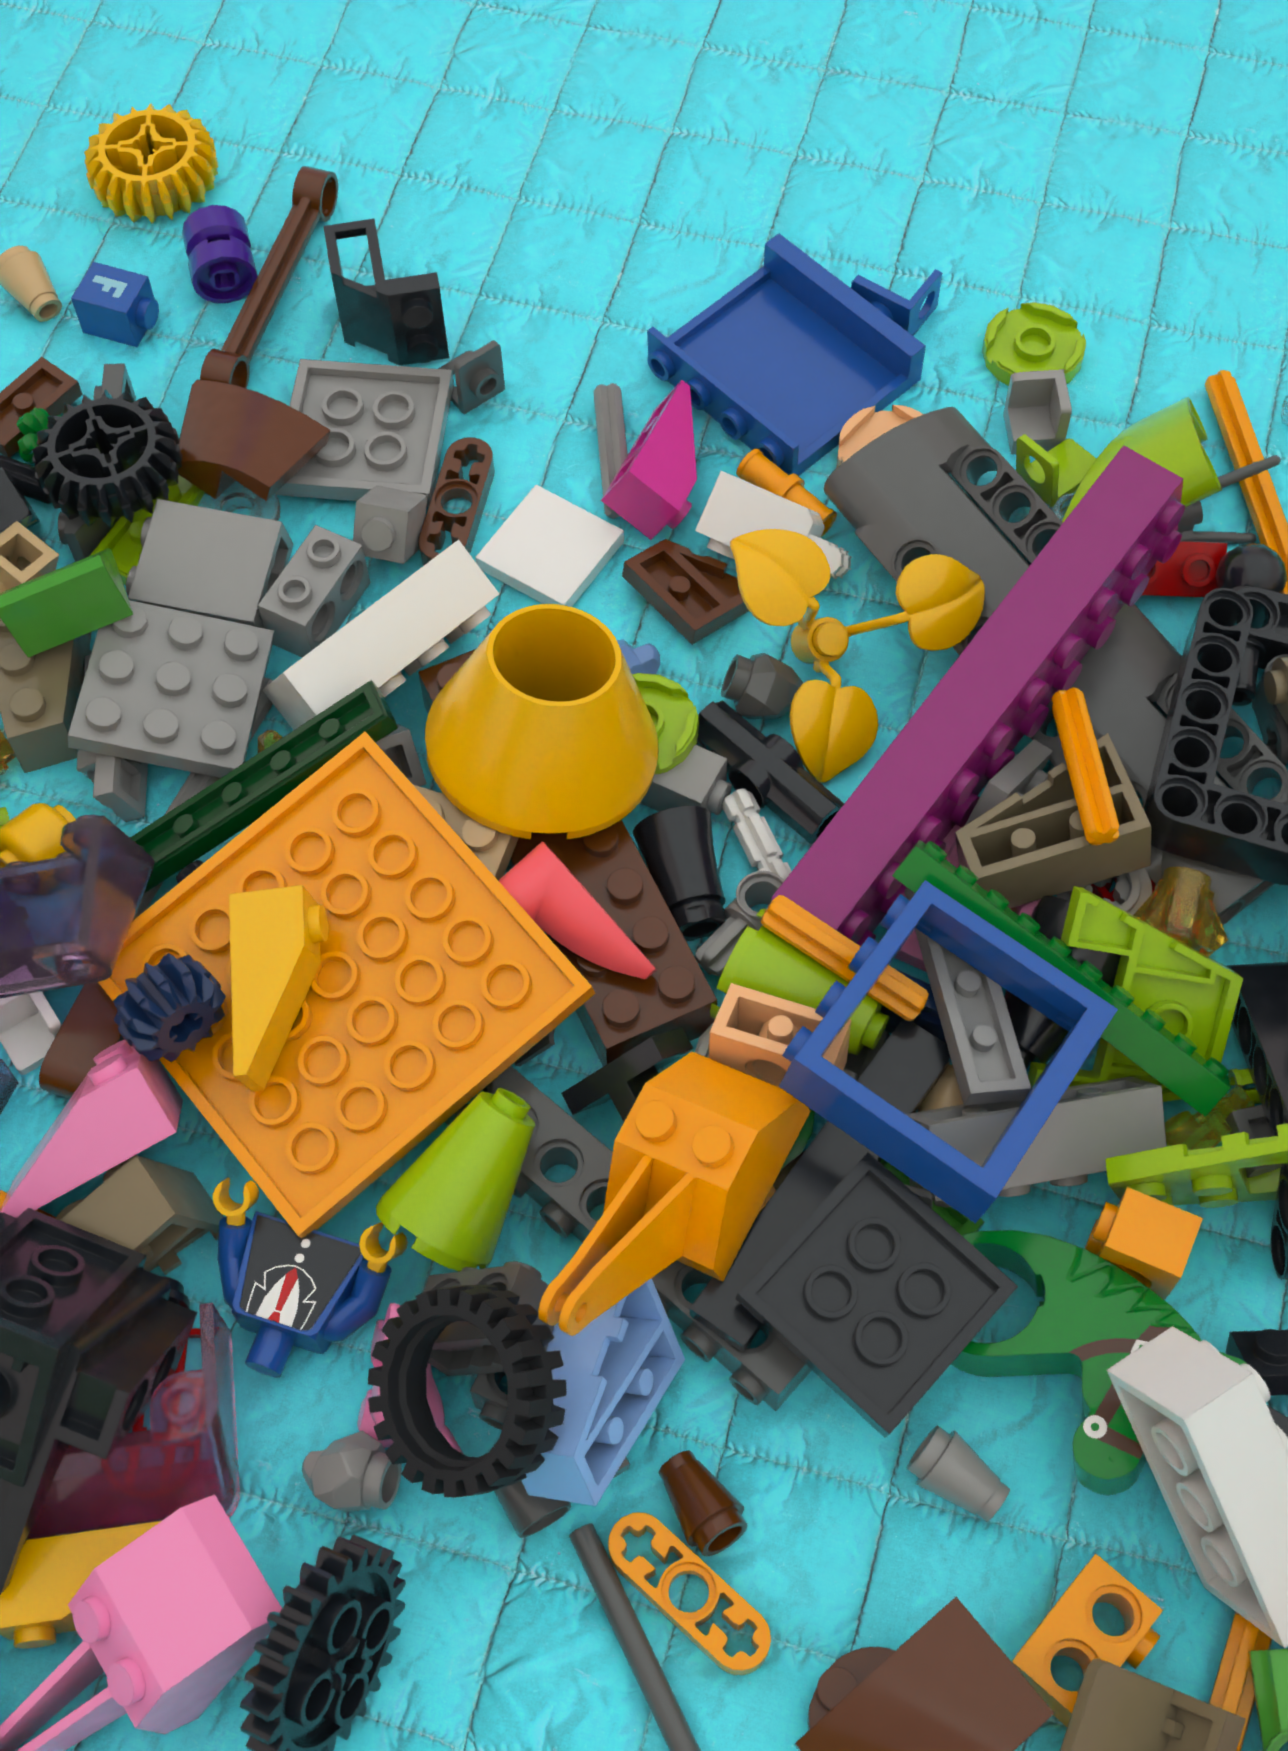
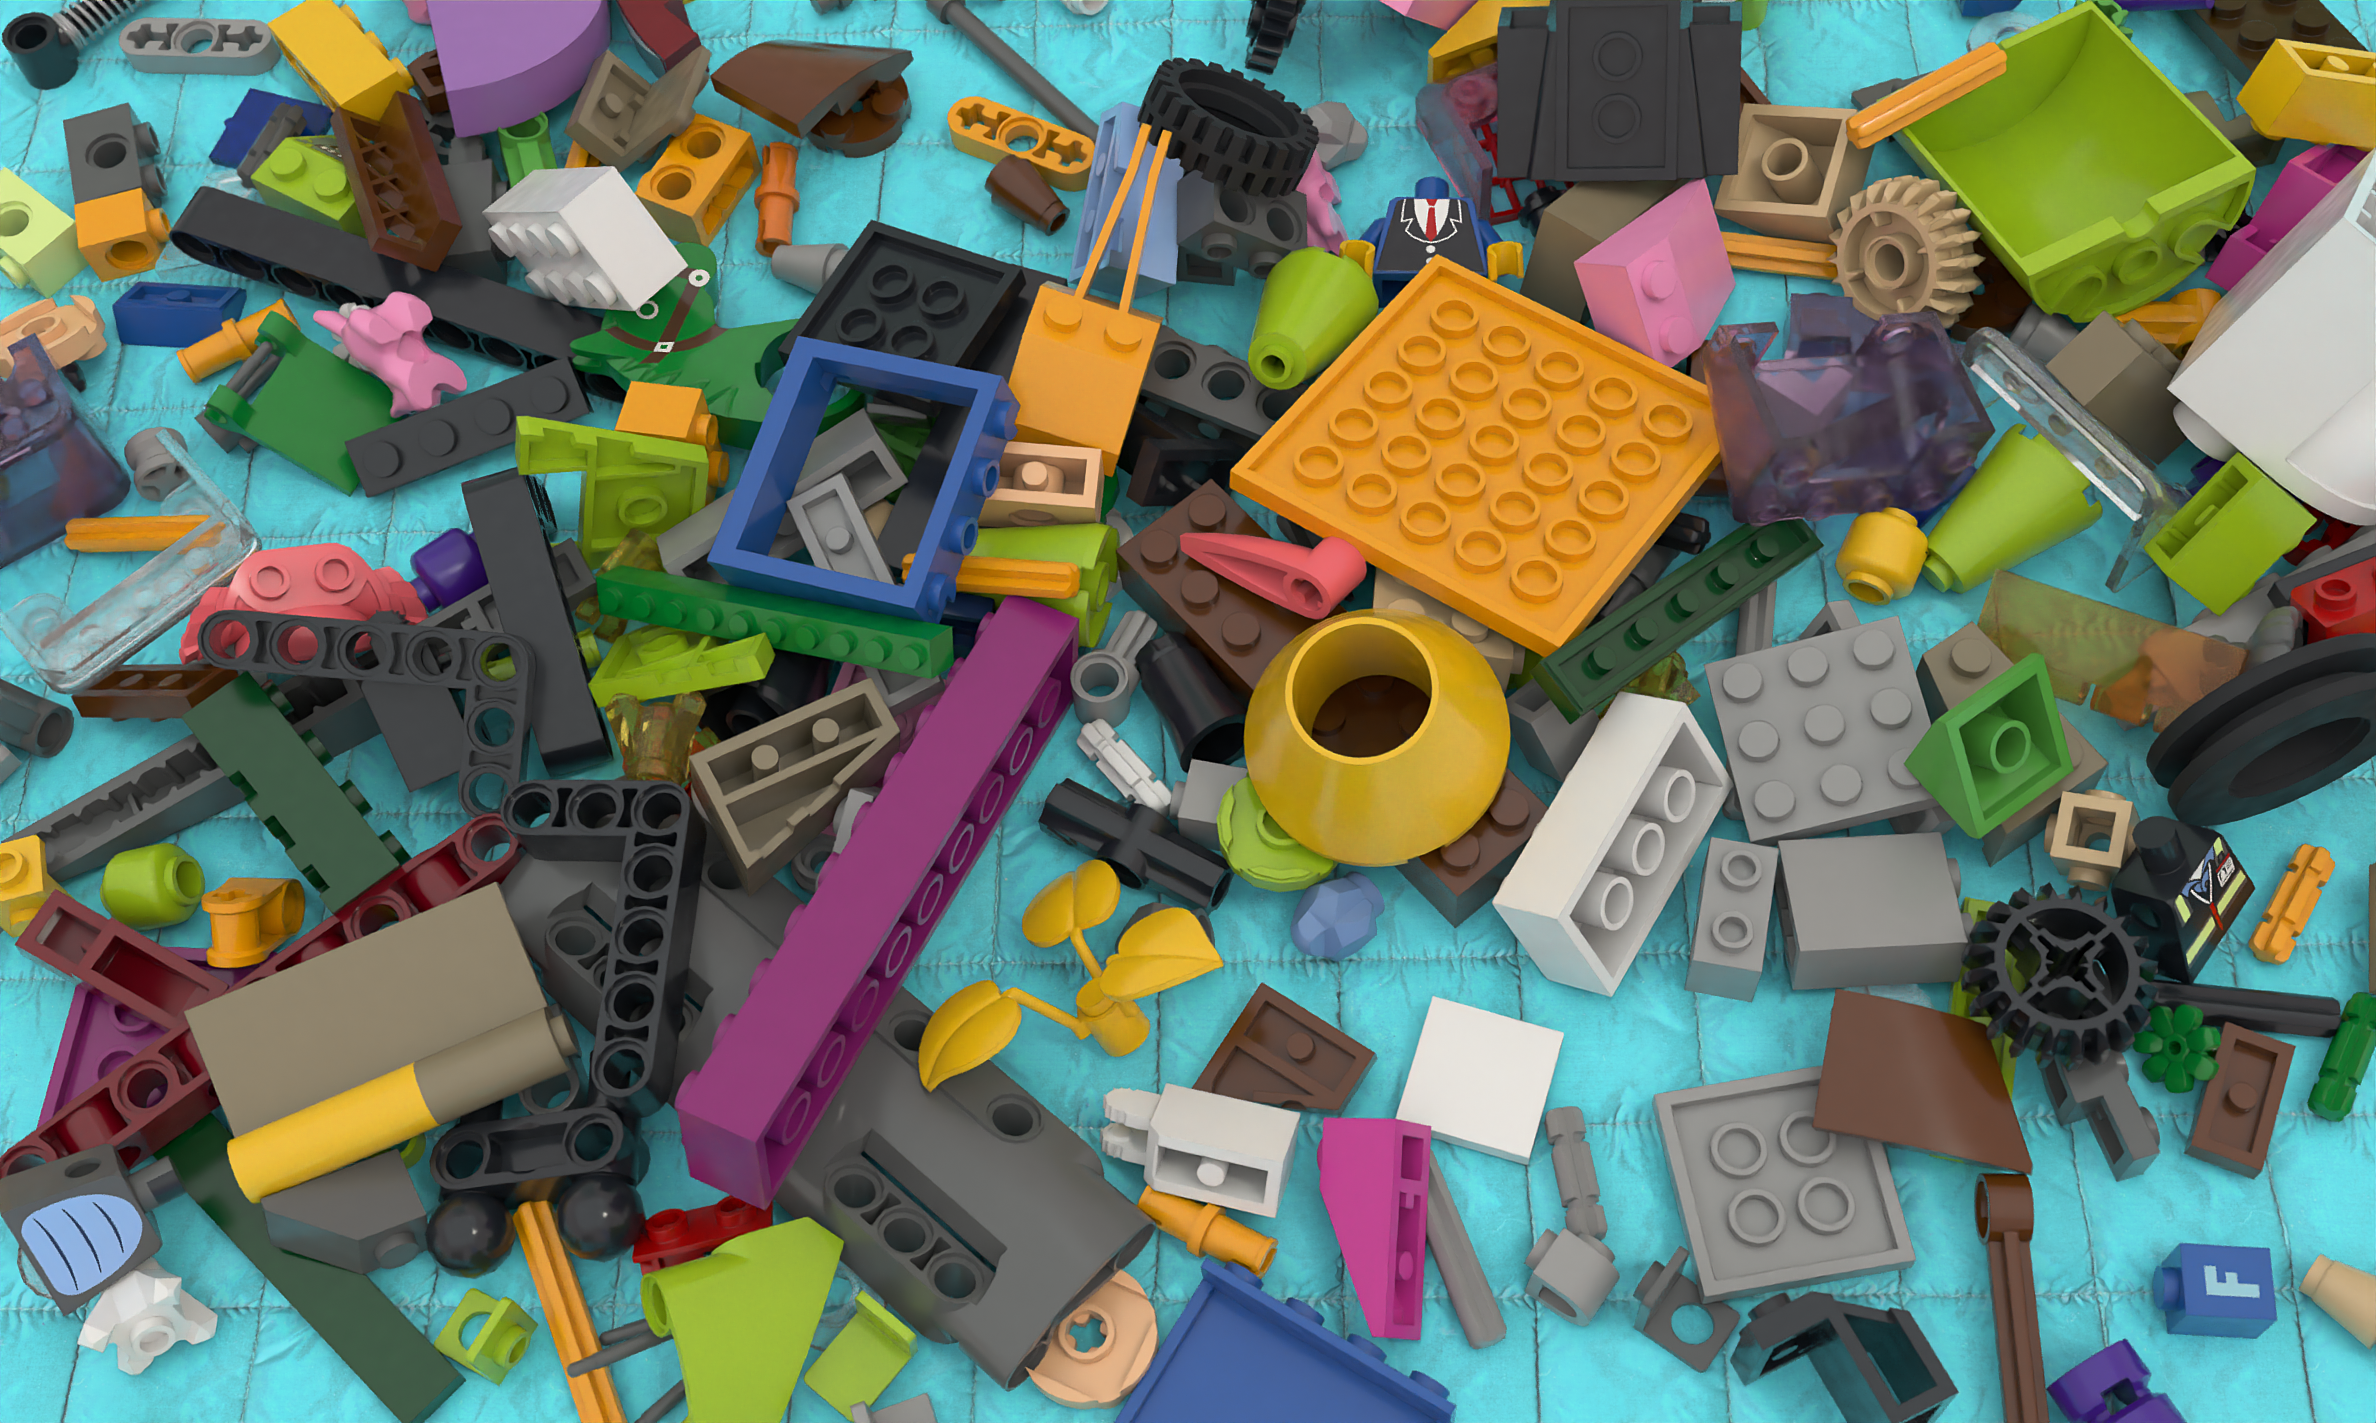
camera: 170 degrees right, 0 degrees up
(169, 1007) = (1628, 342): dark blue gear -> none
(272, 968) = (1557, 418): yellow slope -> none
(389, 523) = (1681, 1024): light grey brick -> none
(453, 485) = (1632, 1060): reddish brown beam -> none
(506, 473) = (1575, 1172): none -> light grey axle
(537, 407) = (1571, 1274): none -> light grey plate
(992, 1585) = (776, 197): none -> orange pin
(1085, 767) = (767, 807): light orange axle -> none

